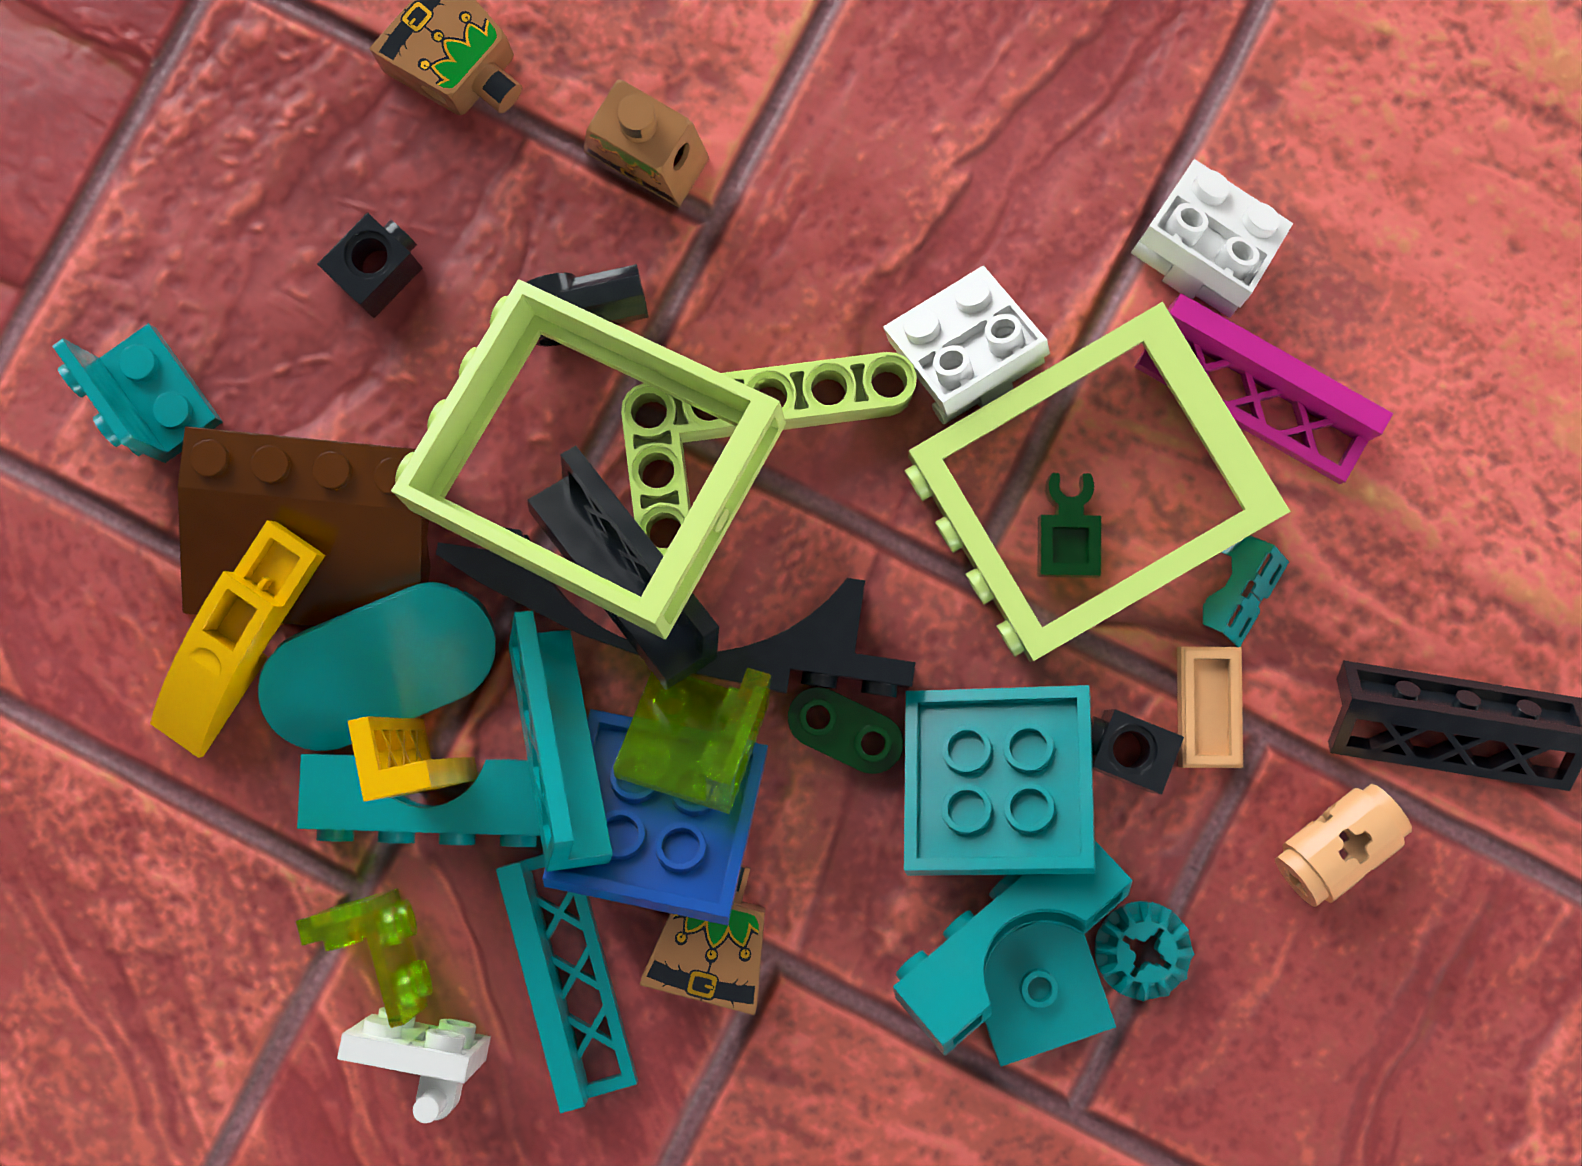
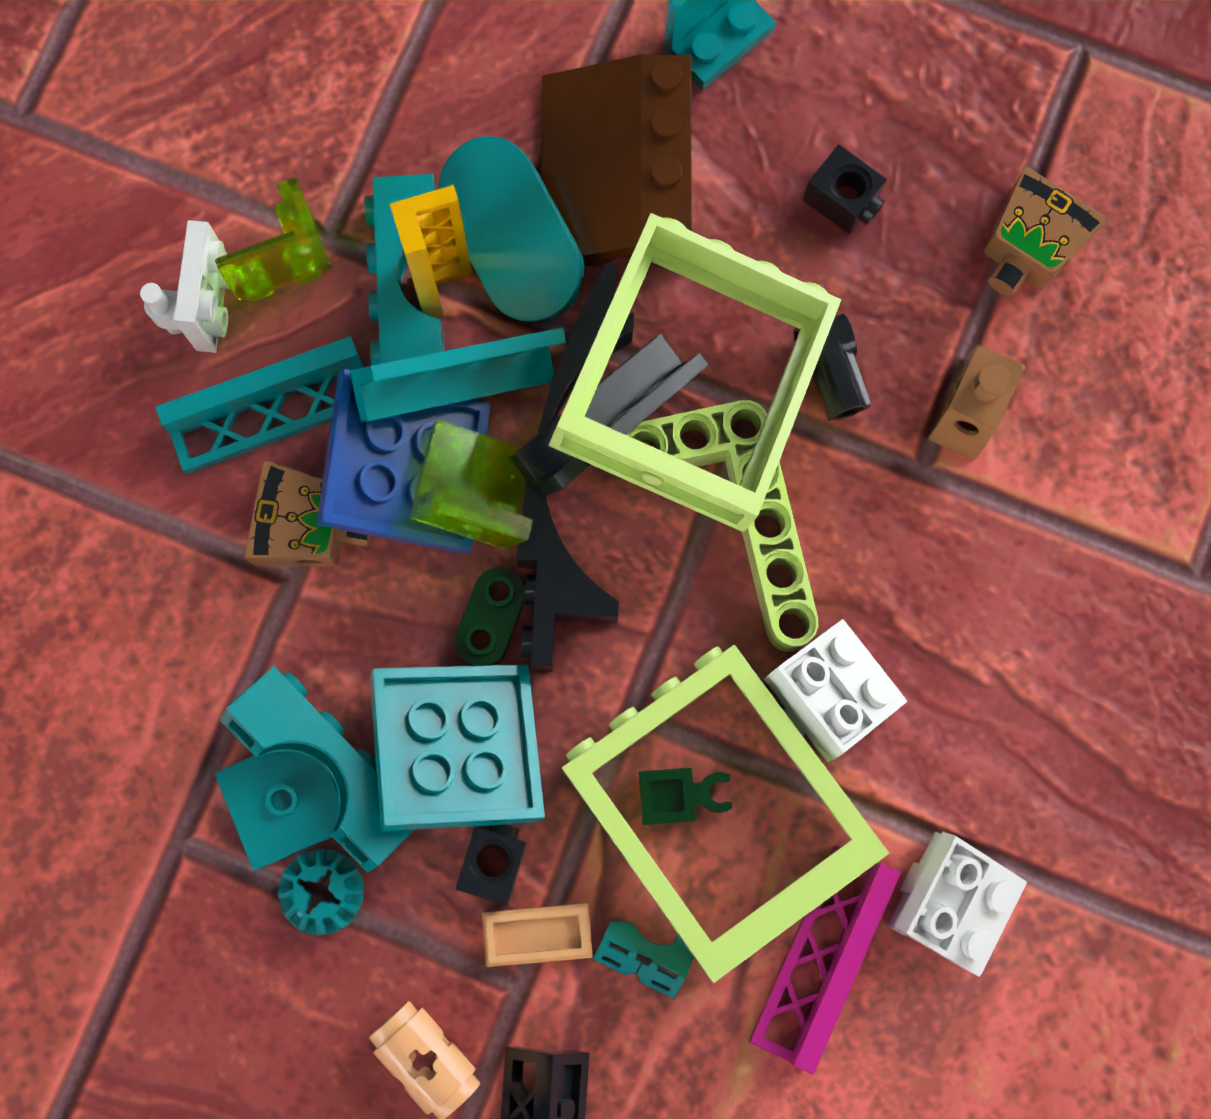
camera: 80 degrees right, 5 degrees down
(229, 636) = (525, 109): yellow slope -> none

